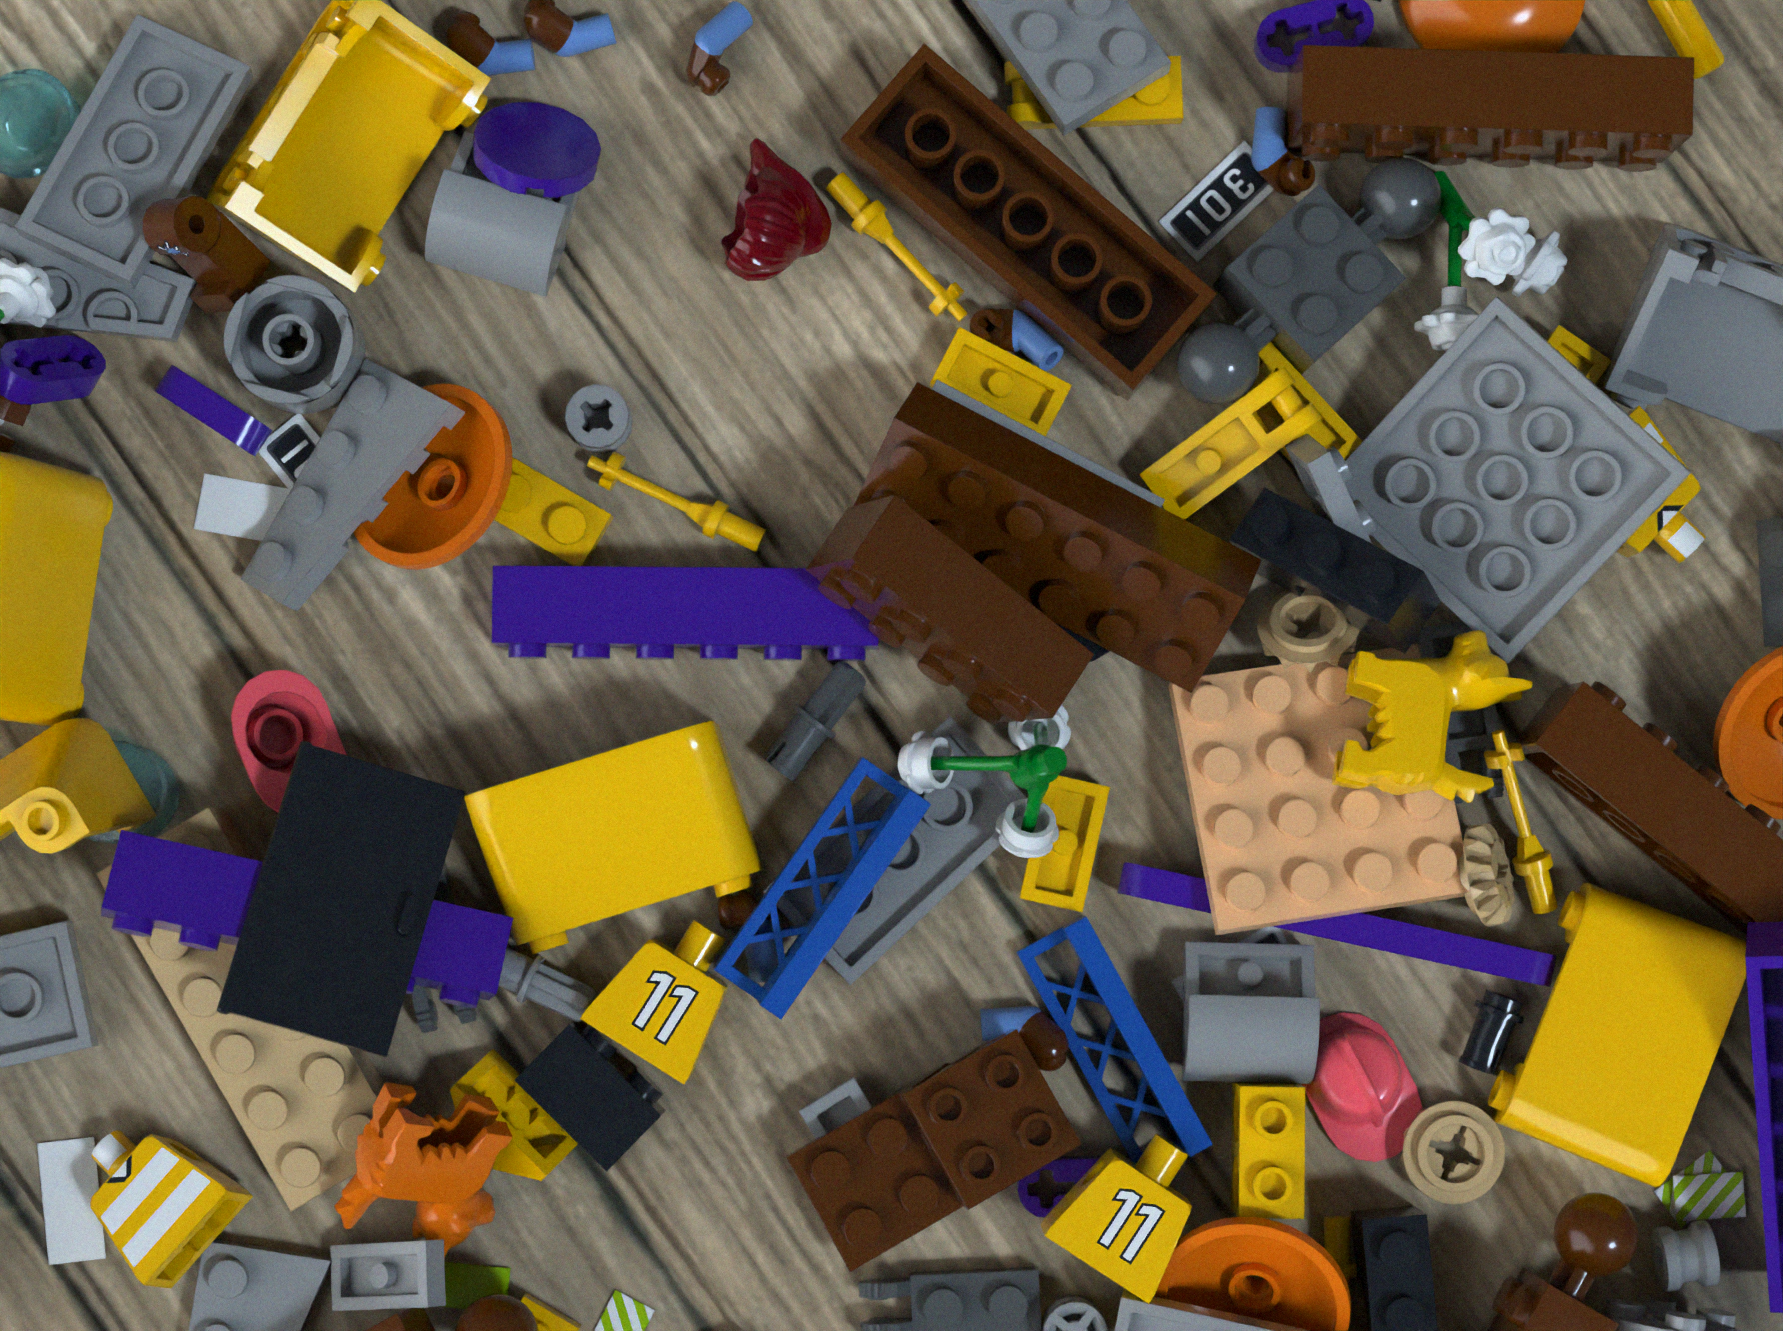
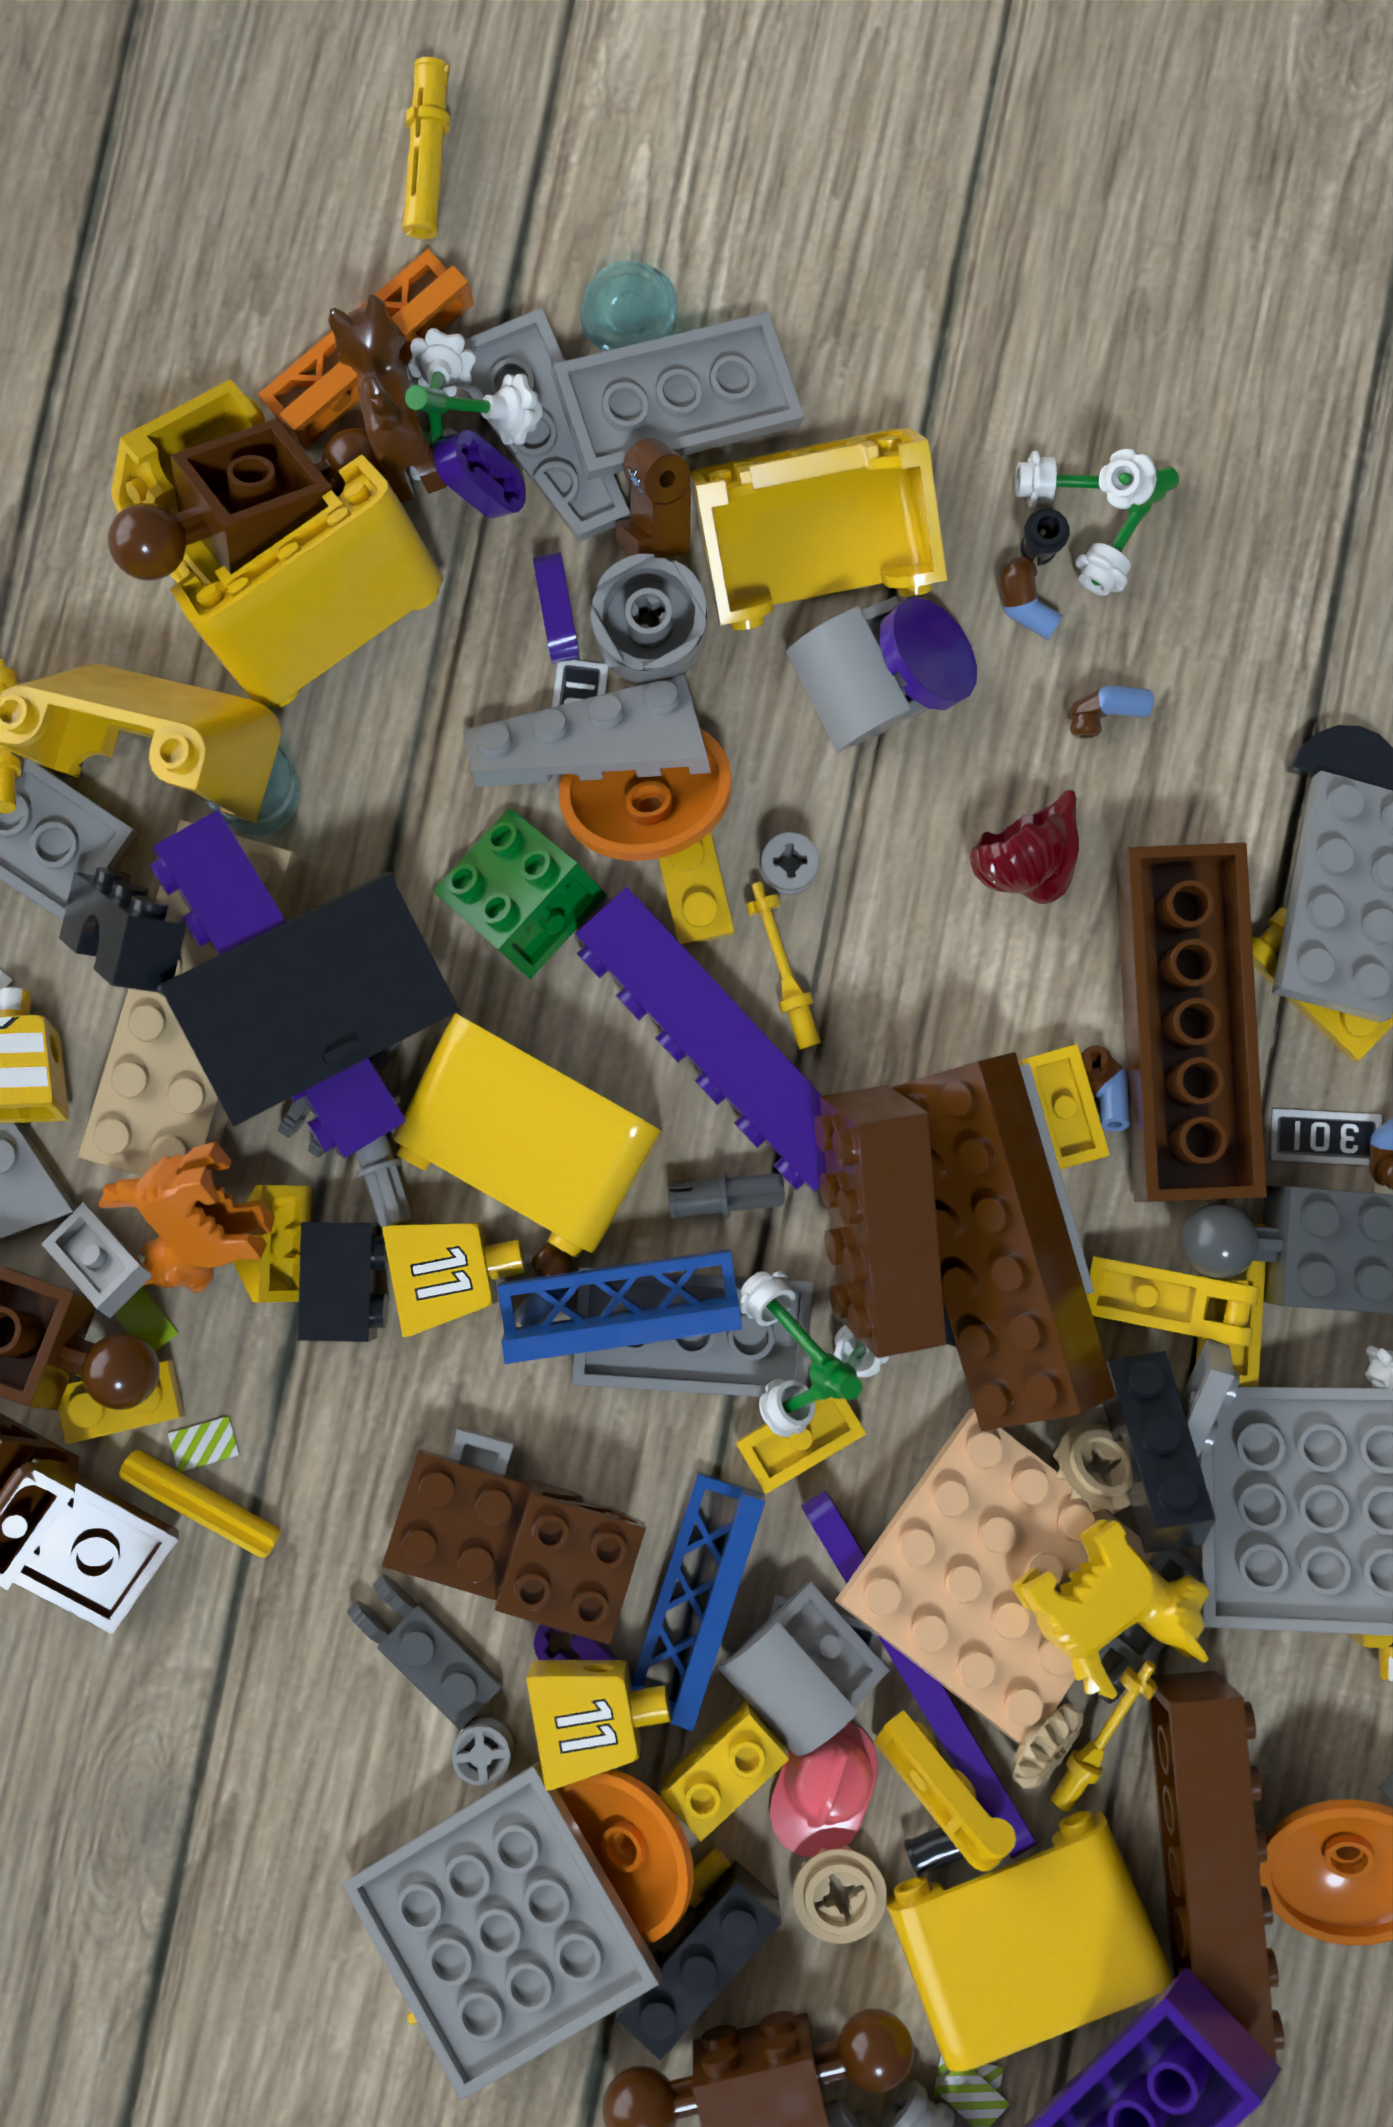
camera: 50 degrees right, 0 degrees up
(141, 999) = (123, 928): none -> black arch
(238, 507) = (509, 683): white sticker -> none
(270, 722) = (384, 839): coral piece -> none
(416, 656) = (520, 892): none -> green bracket
(483, 51) = (959, 557): arm -> none
(871, 219) = (1092, 918): yellow piece -> none
(1039, 1032) = (659, 1538): reddish brown arm -> none
(1446, 990) = (945, 1793): none -> yellow plate

